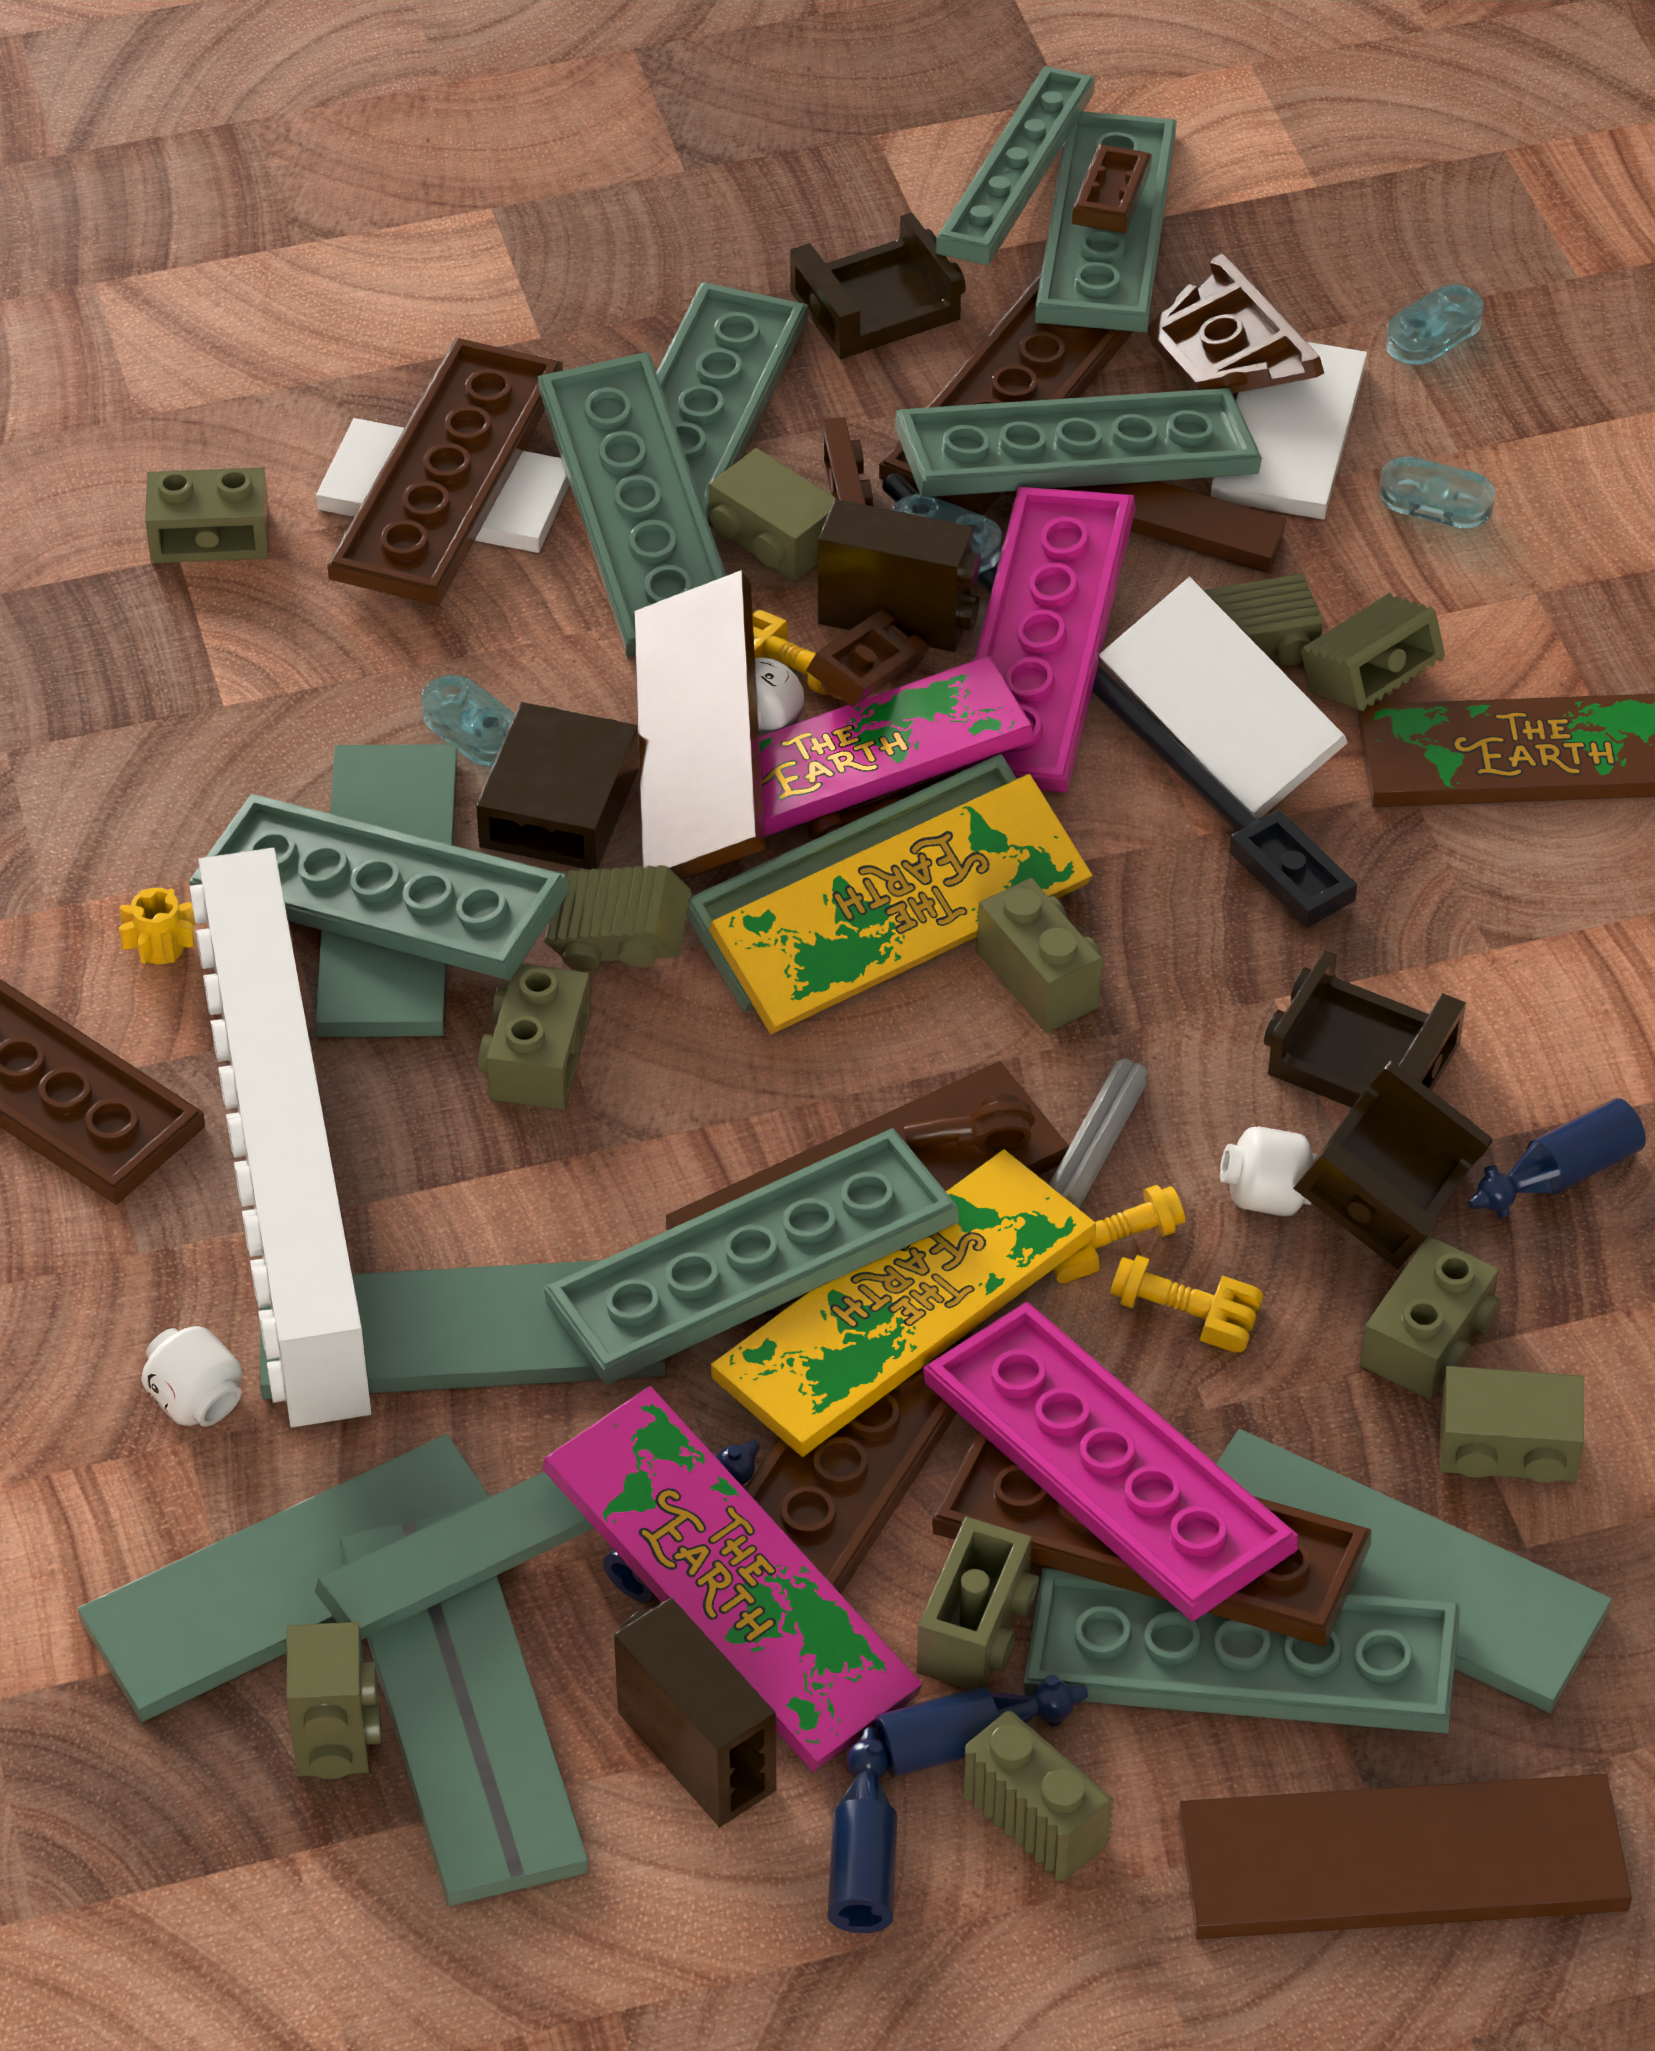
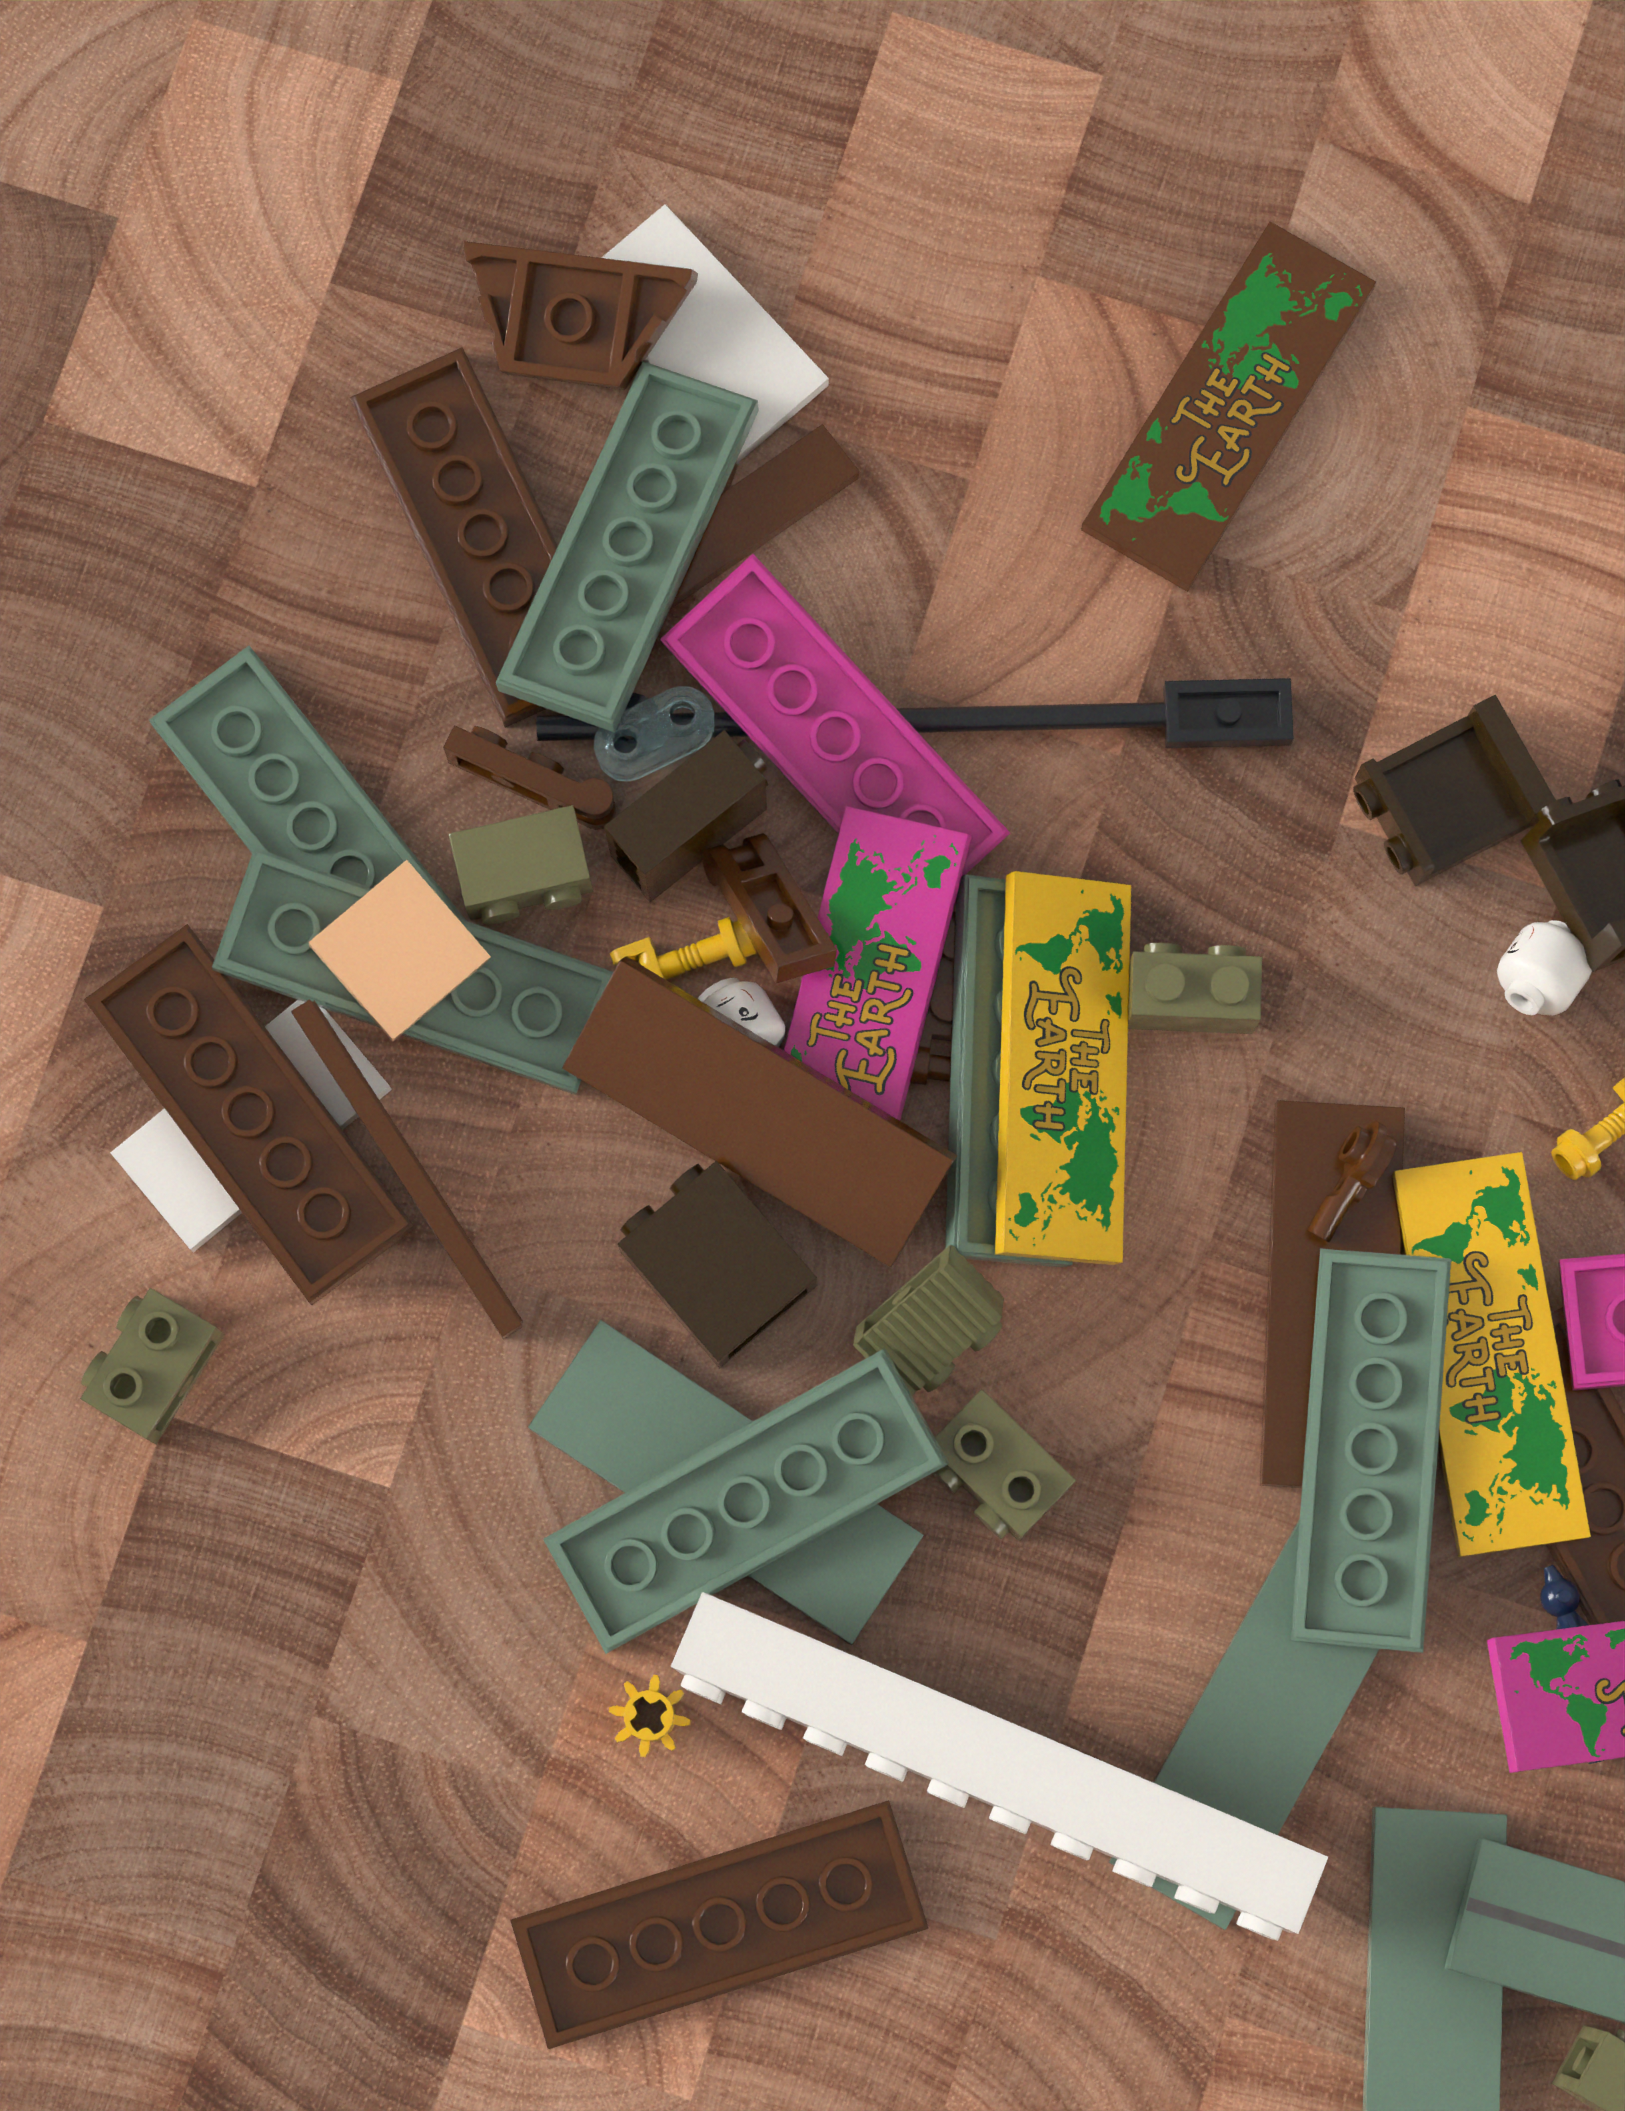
camera: 55 degrees left, 30 degrees up
(192, 1376) = (1184, 1983): white head -> none
(451, 1555) = (1532, 1874): sand green tile -> none
(464, 716) = (569, 1283): clear light blue plate -> none
(477, 567) = (408, 1168): none -> reddish brown tile
(642, 468) = (399, 950): none -> light nougat tile
(878, 291) = (274, 568): dark brown panel -> none
(1015, 166) = (219, 341): sand green tile -> none
(1097, 273) = (332, 304): sand green tile -> none
(1099, 1131) = (1402, 1074): light grey axle -> none
(1112, 188) = (321, 282): reddish brown plate -> none
(1160, 1210) = (1520, 1082): yellow hinge -> none
(1223, 698) = (1017, 640): white tile -> none
(1273, 614) = (935, 546): olive brick -> none
(1373, 652) = (1042, 474): olive brick -> none
(1434, 324) = (660, 114): clear light blue plate -> none
(1436, 492) = (874, 273): clear light blue plate -> none

